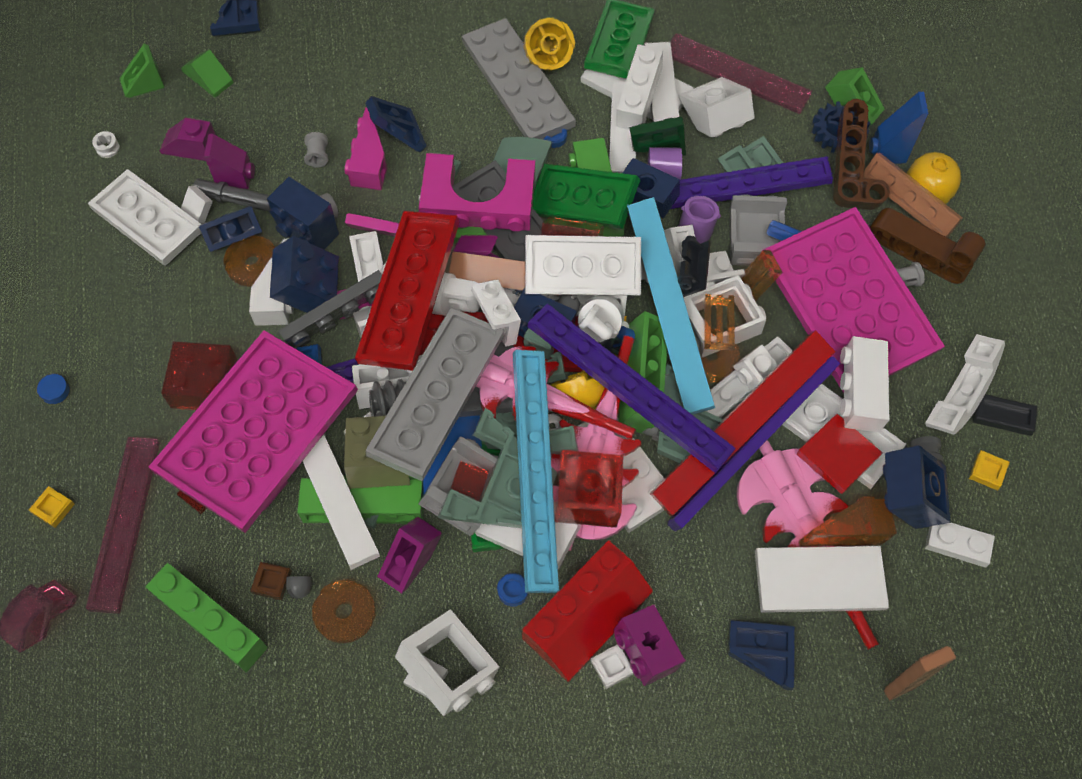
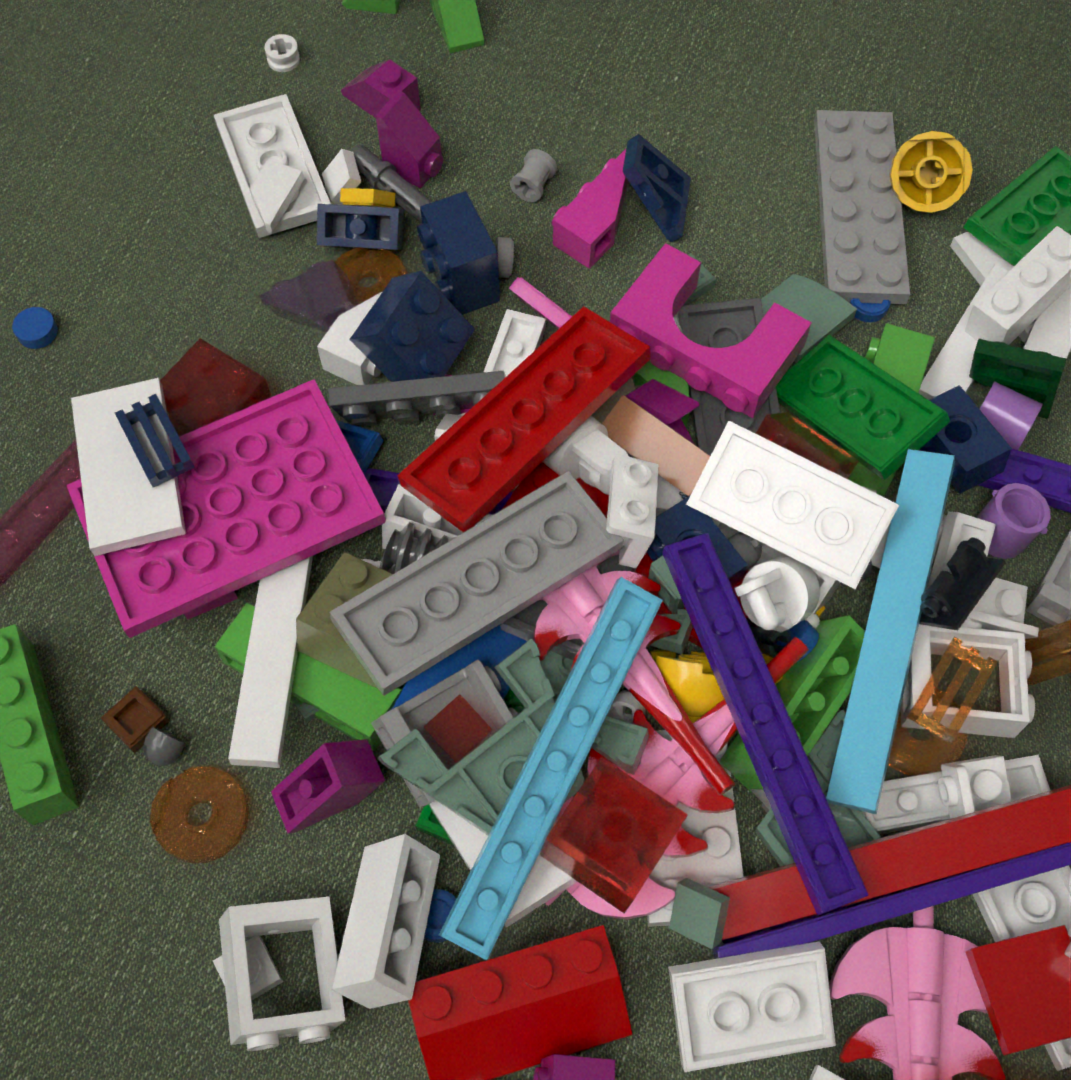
camera: 30 degrees right, 0 degrees up
(160, 232) = (274, 191): none -> white tile
(173, 399) = (141, 414): none -> dark blue tile
(181, 435) = (117, 495): none -> white tile
(222, 209) = (367, 197): none -> yellow tile
(227, 285) = (312, 297): none -> clear purple slope
(491, 603) = (387, 922): none -> white brick
(654, 507) = (699, 913): none -> sand green tile
(706, 540) = (752, 1006): none -> white tile

